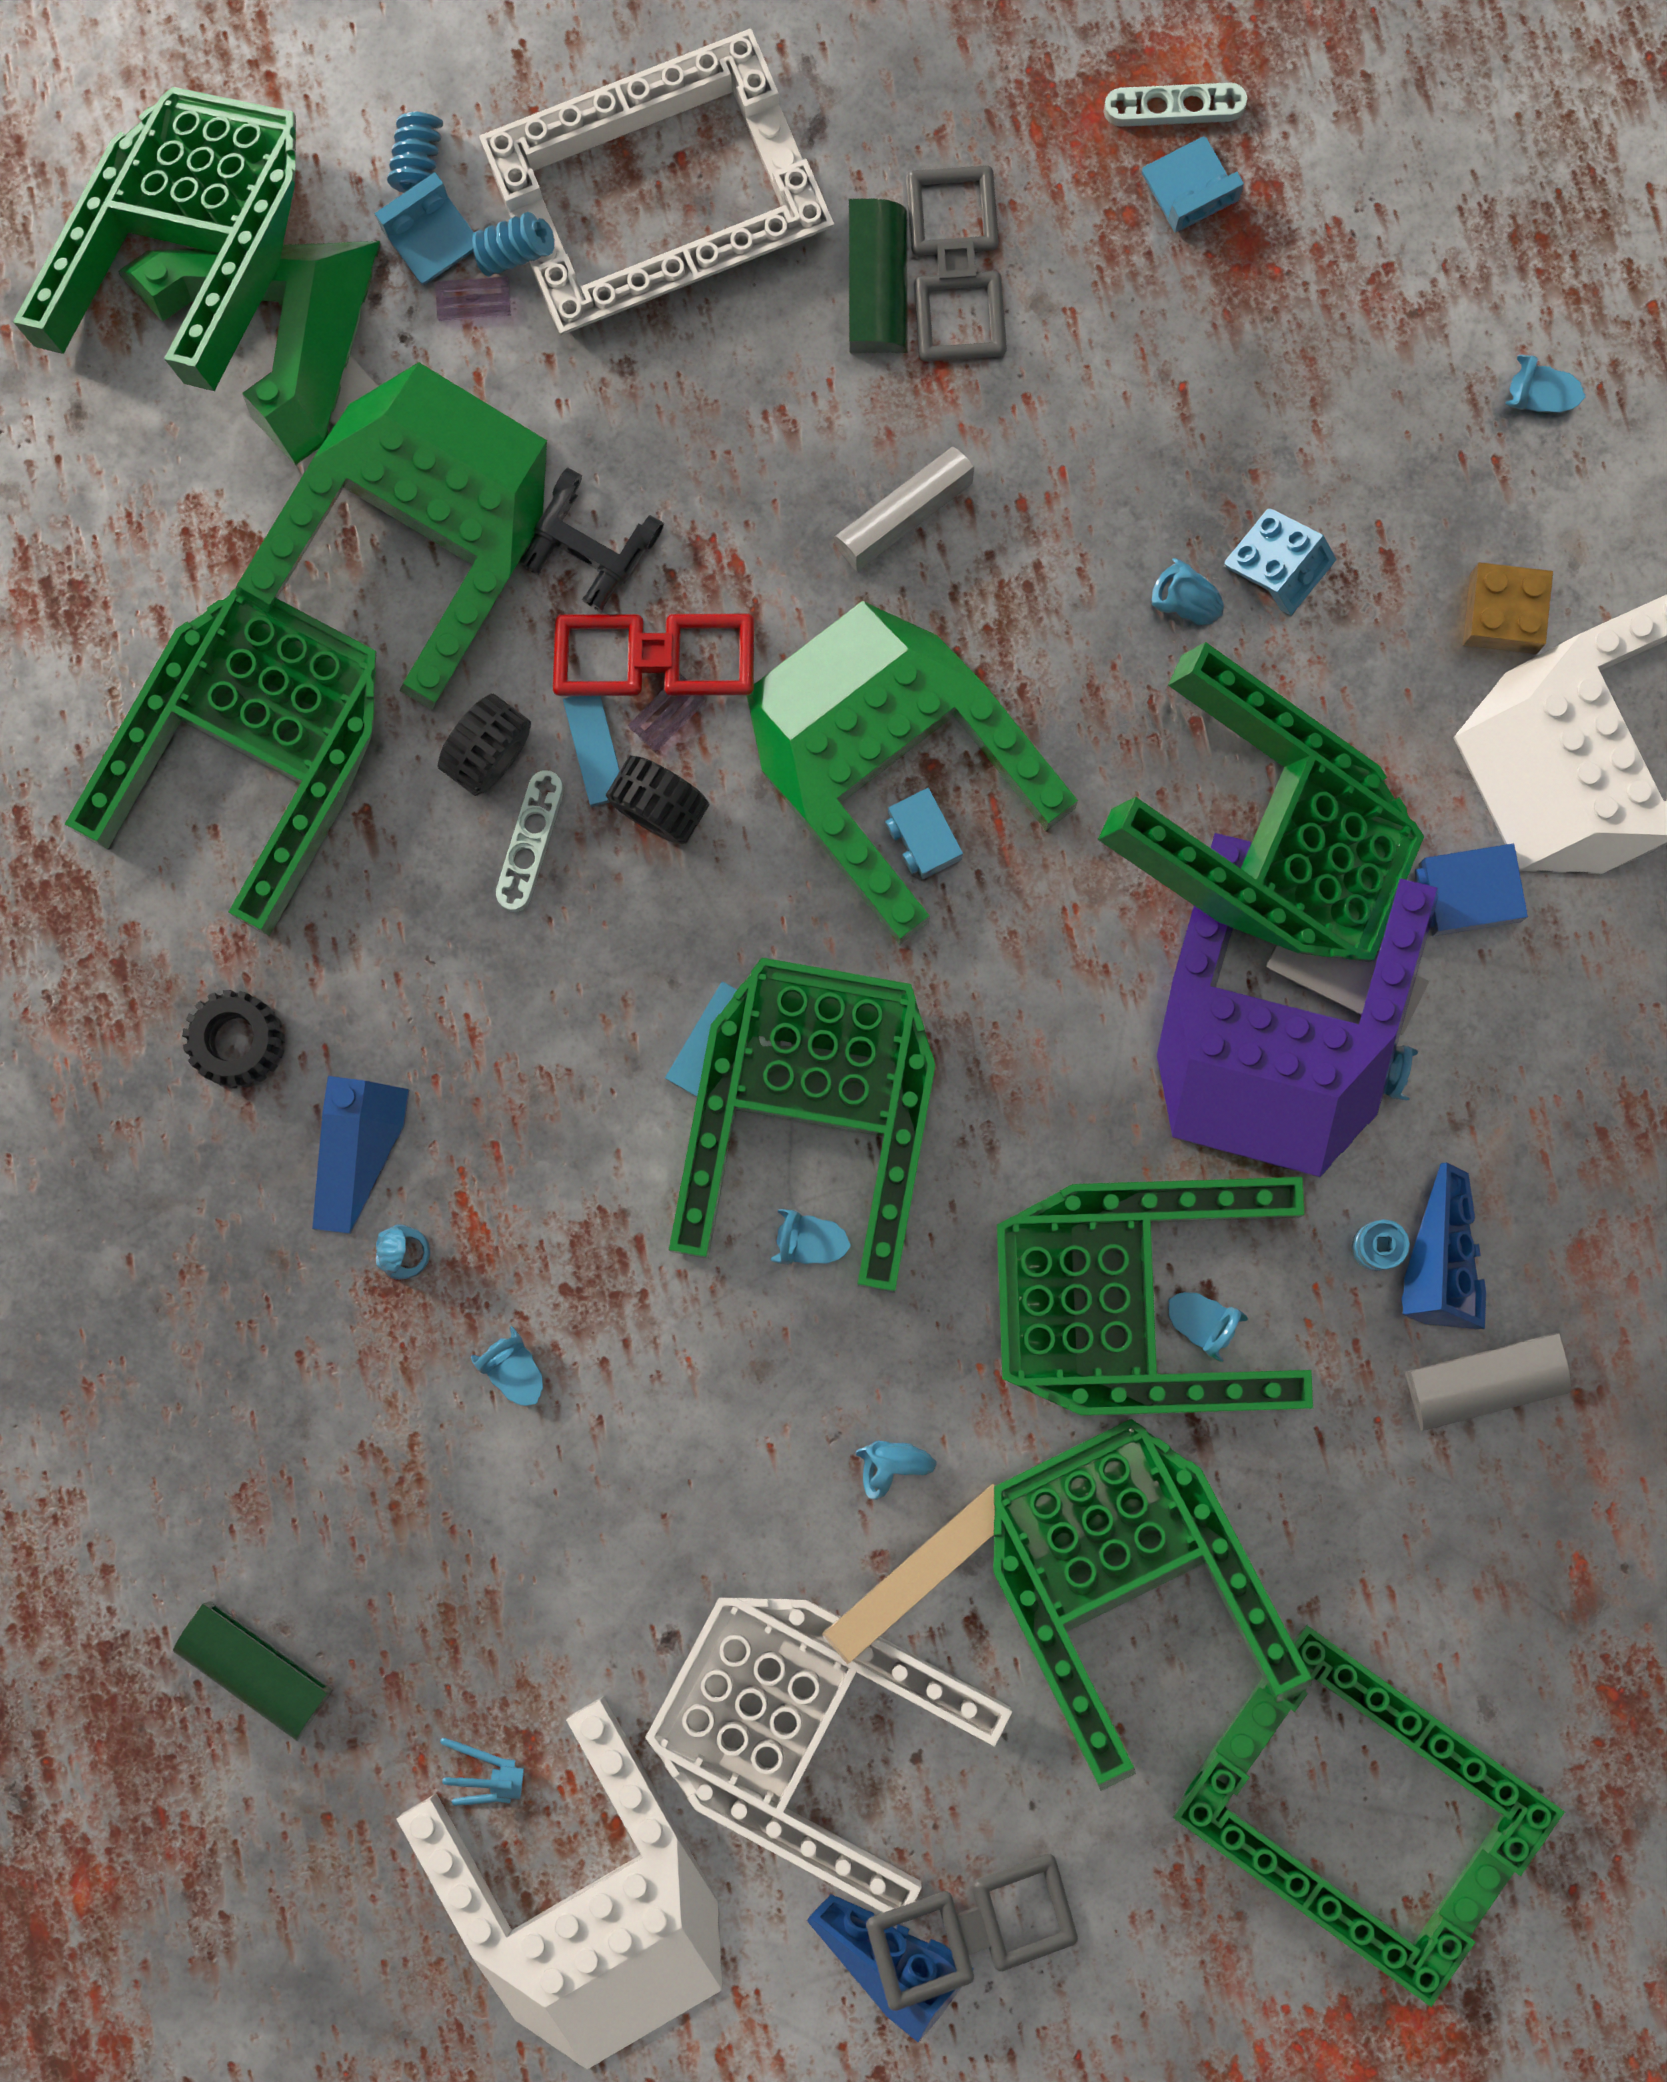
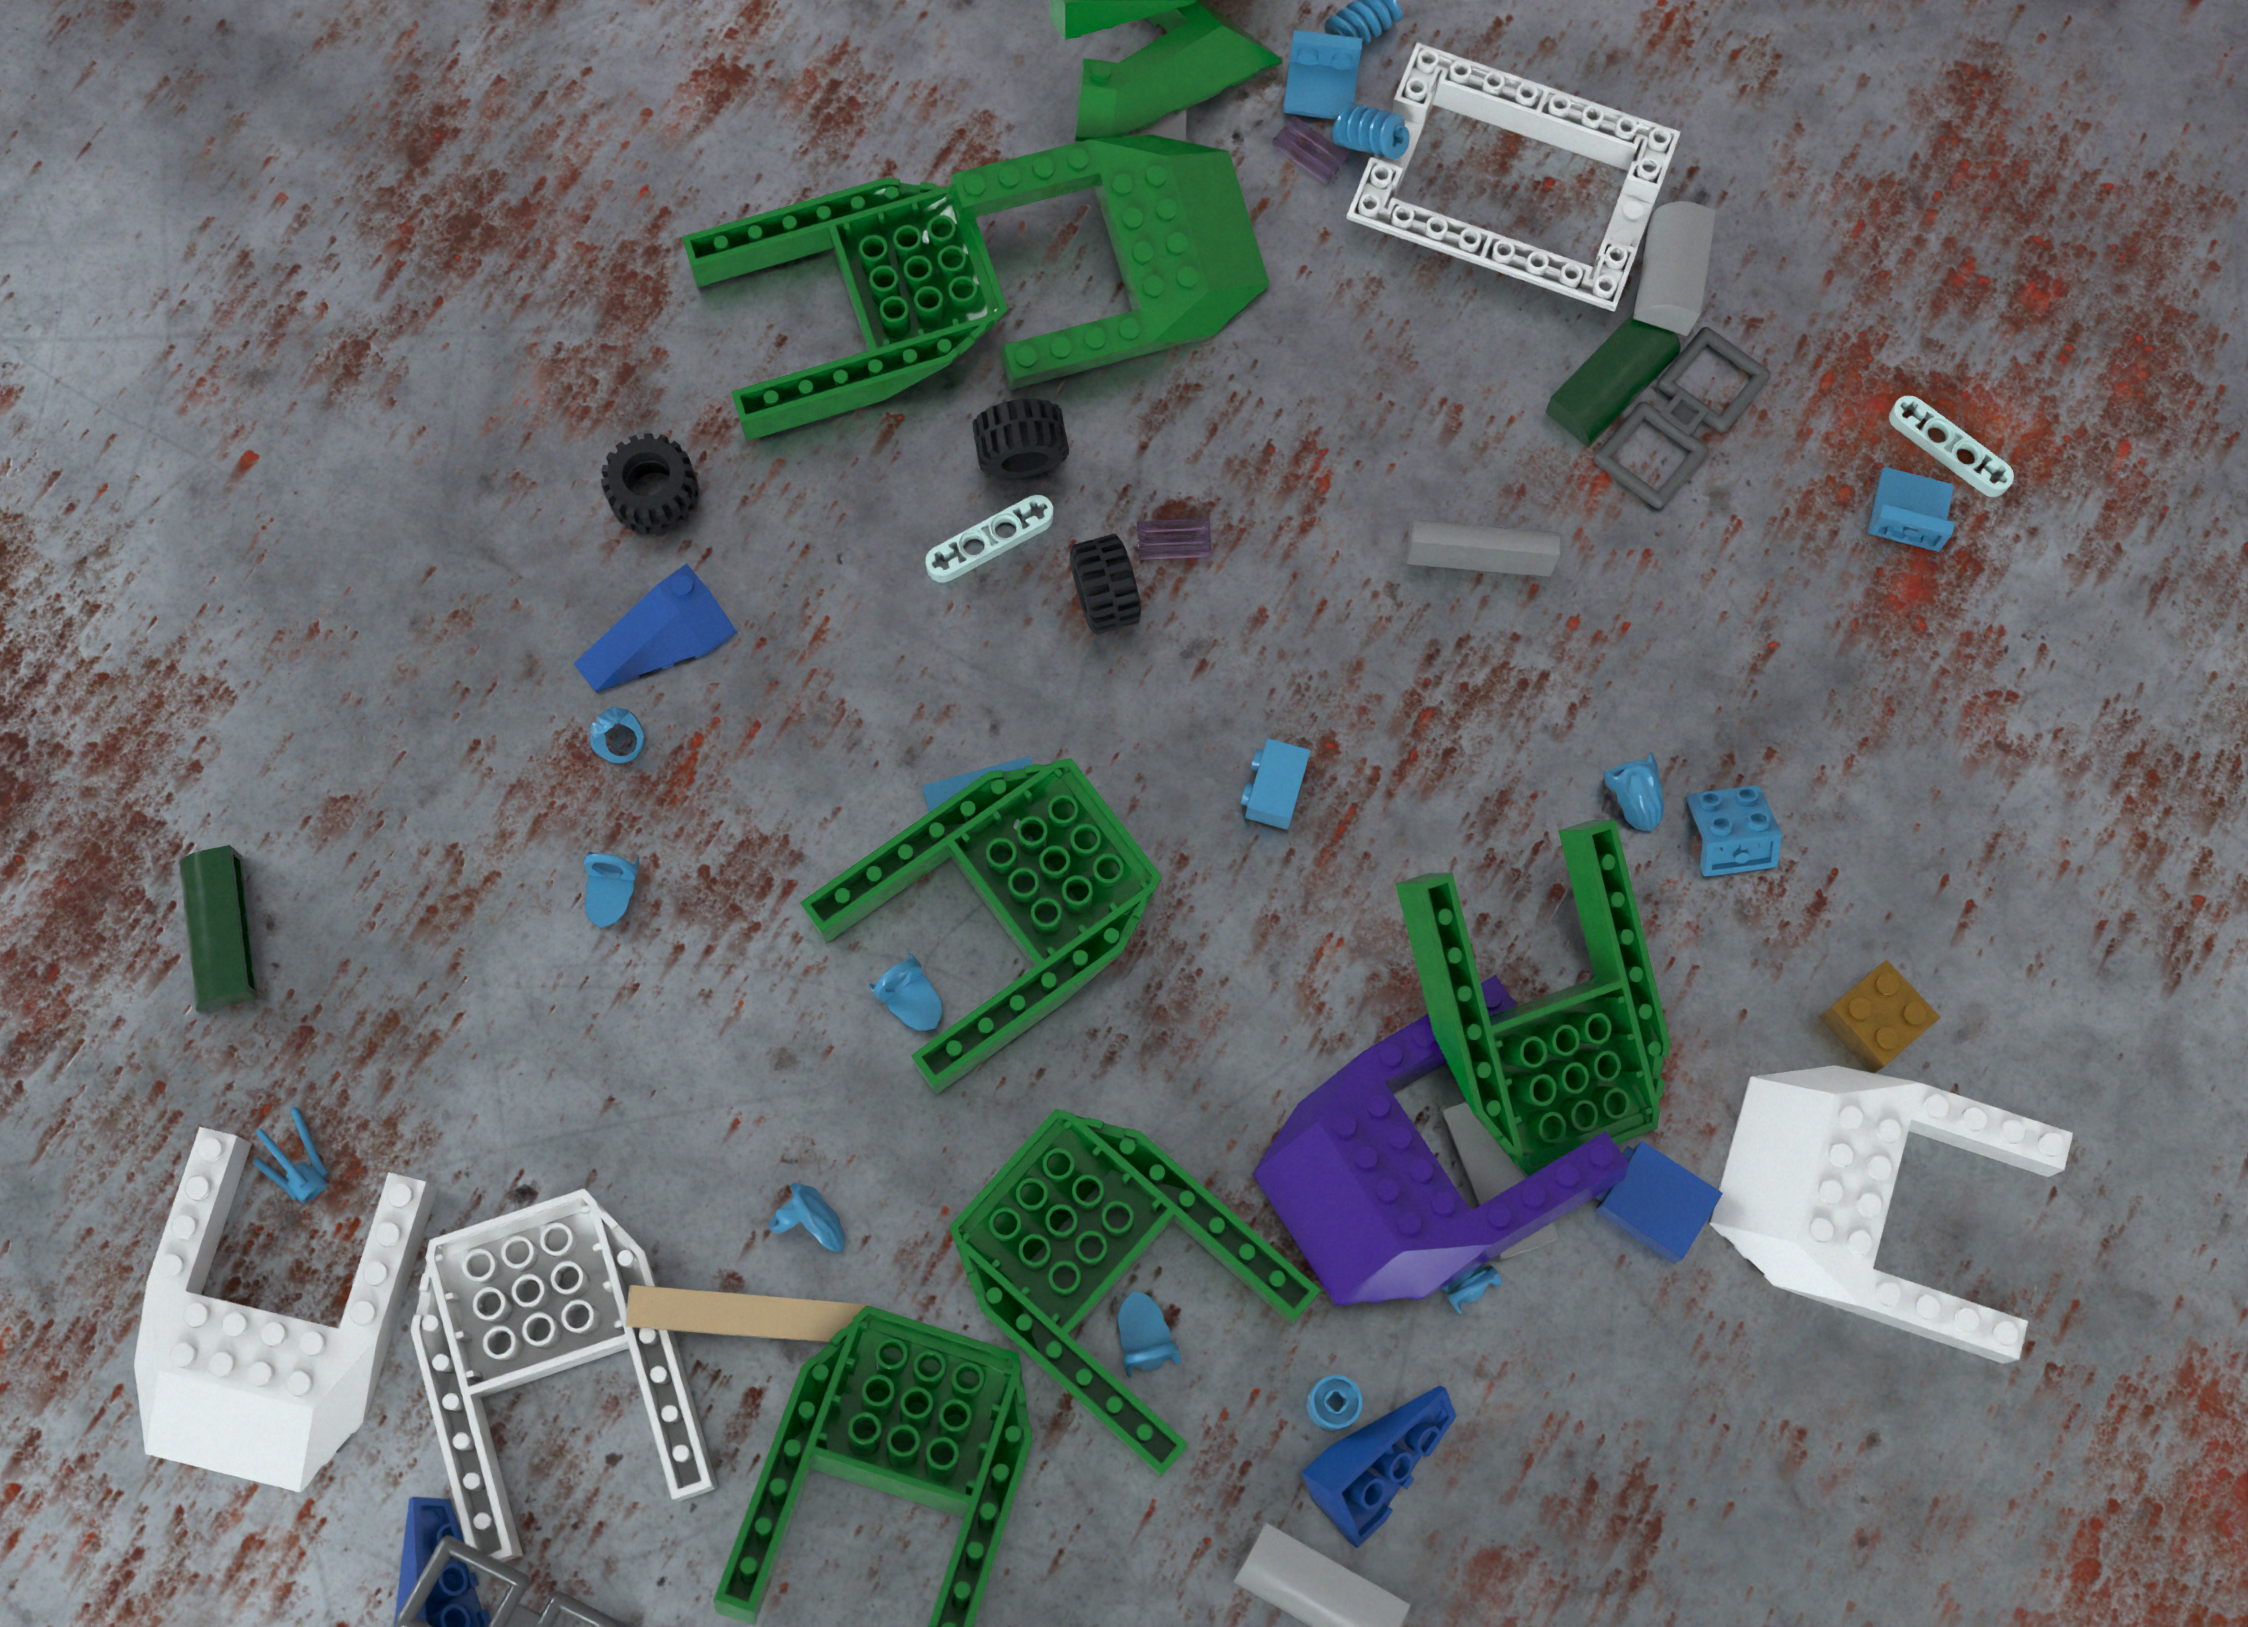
camera: 35 degrees right, 10 degrees down
(554, 533) = (1232, 405): black connector -> none
(592, 745) = (1101, 508): dark azure tile -> none
(653, 654) = (1203, 489): red bar -> none
(846, 145) = (1675, 266): none -> light grey brick
(855, 708) = (1316, 656): green wedge -> none
(1544, 388) = (2056, 882): dark azure piece -> none

